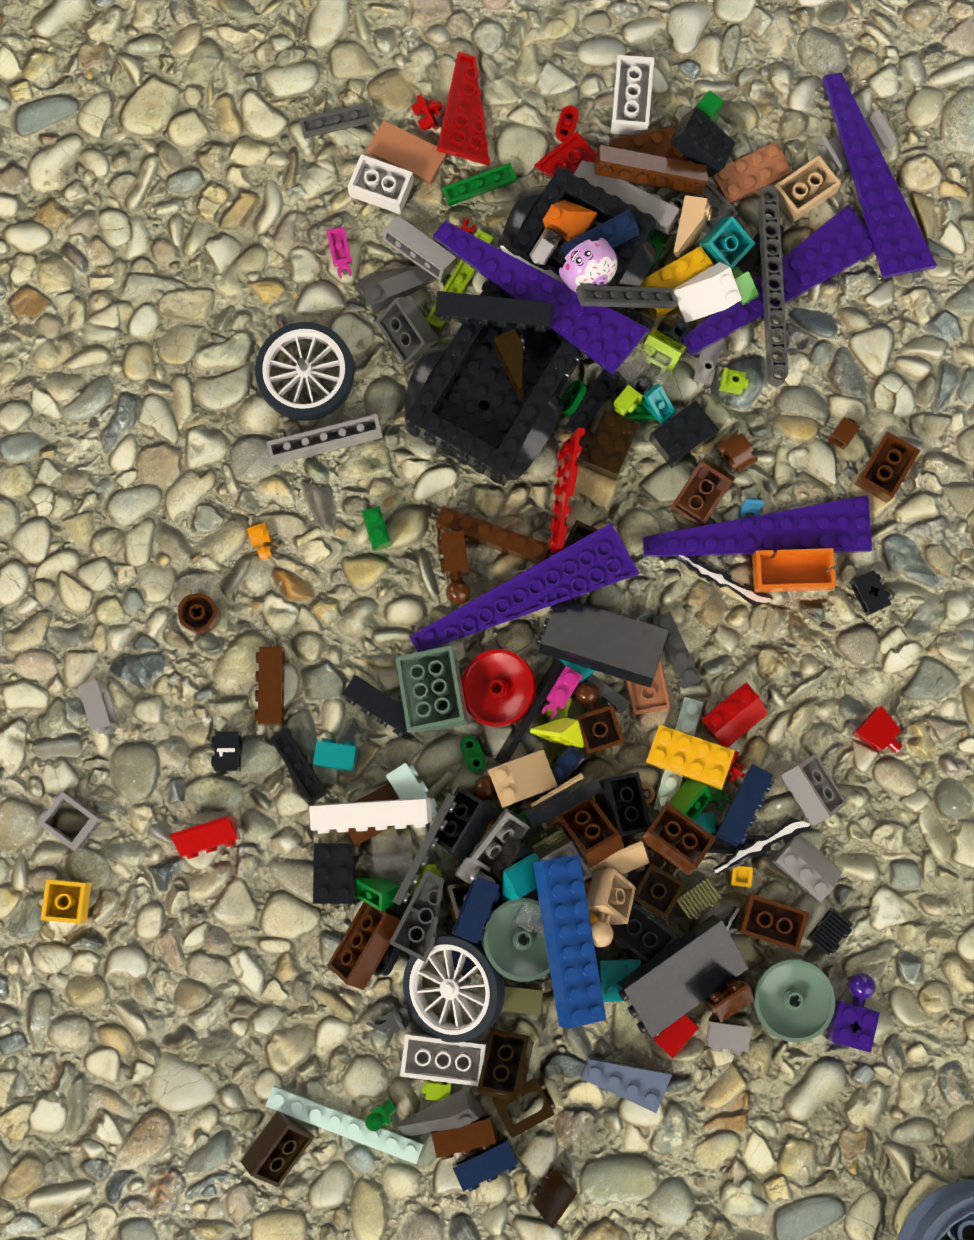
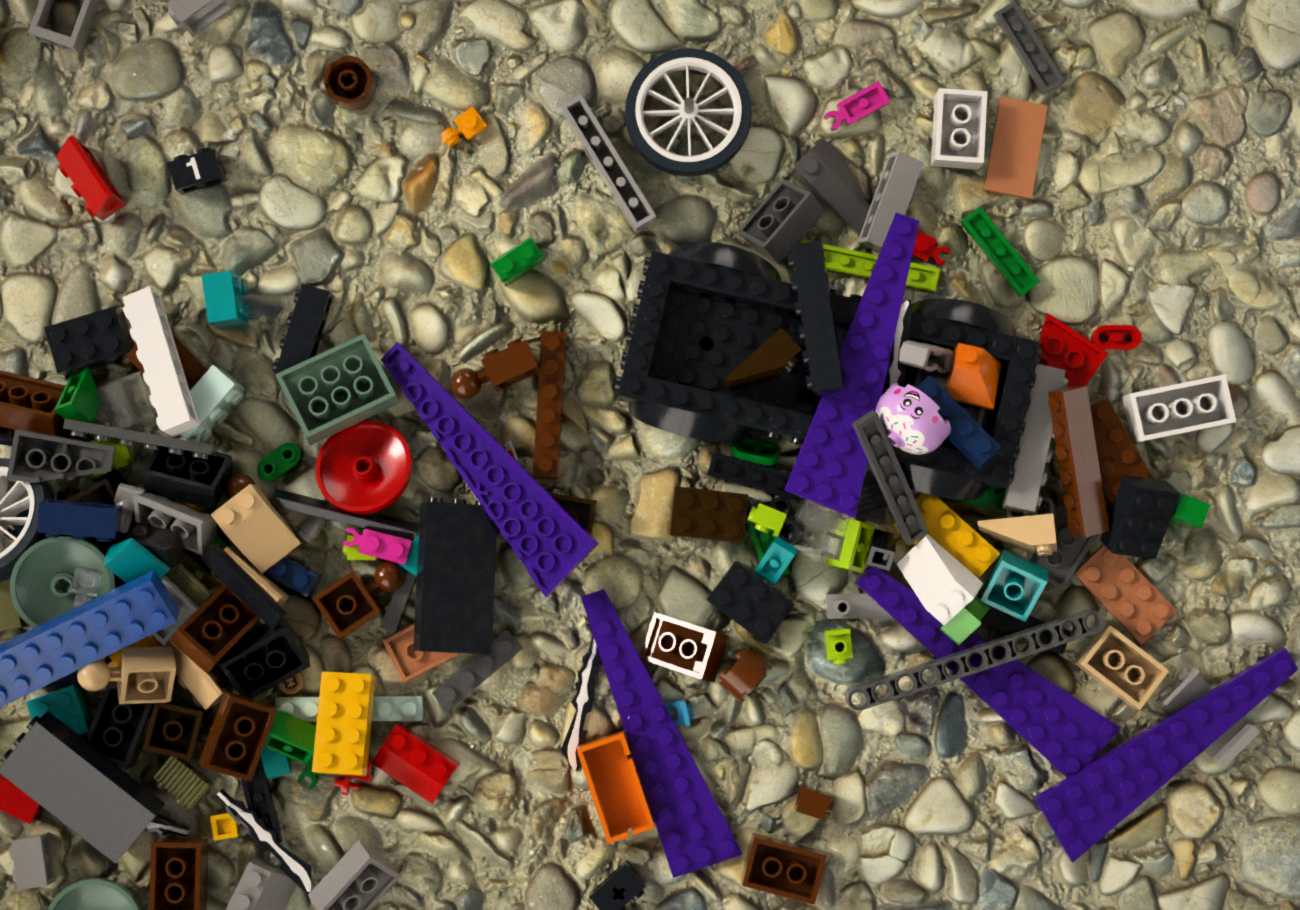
camera: 70 degrees right, 5 degrees up
(270, 685) = (289, 197): reddish brown brick -> none
(298, 766) = (205, 259): black plate -> none
(429, 110) = (1077, 160): red hips -> none
(463, 119) = (1076, 206): red wing -> none
(561, 731) = (329, 558): neon yellow slope -> none
(564, 488) = (628, 475): red wing -> none
(730, 999) = (71, 851): reddish brown slope -> none
(744, 806) = (307, 805): dark blue brick -> none

